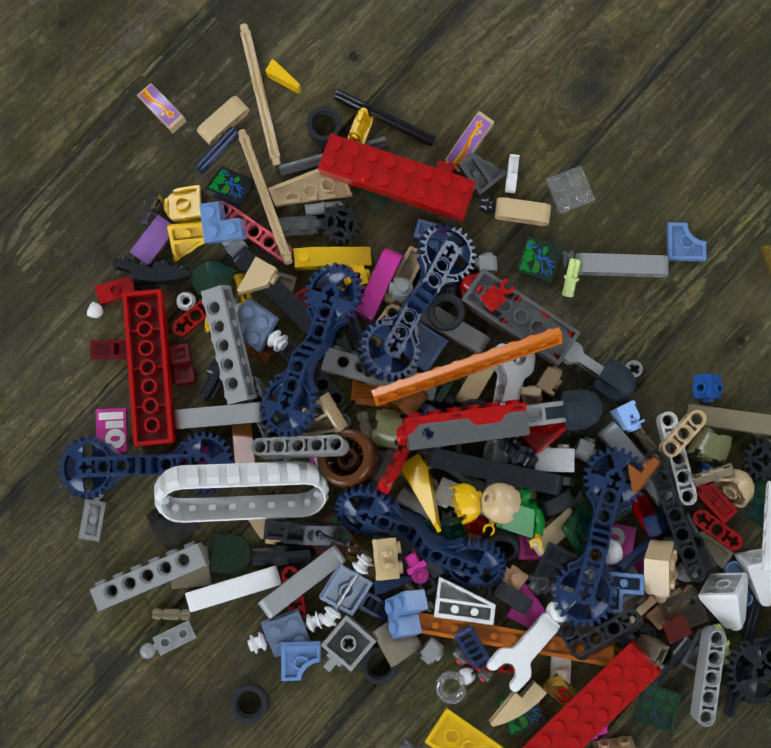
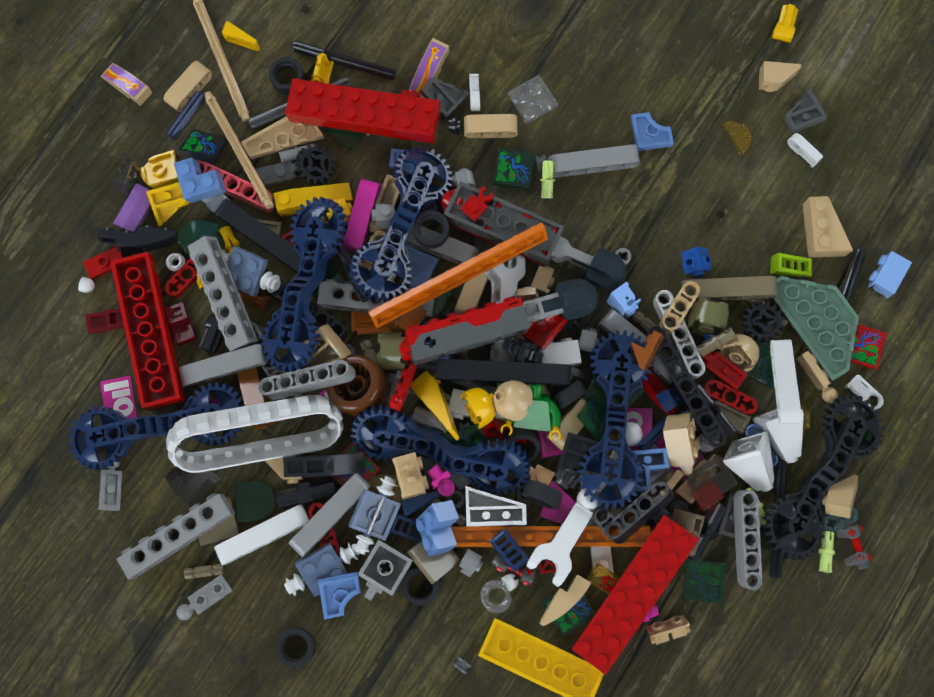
camera: 15 degrees left, 5 degrees down
(258, 277) = (241, 224): tan slope -> none
(351, 547) = (374, 472): hinge -> none

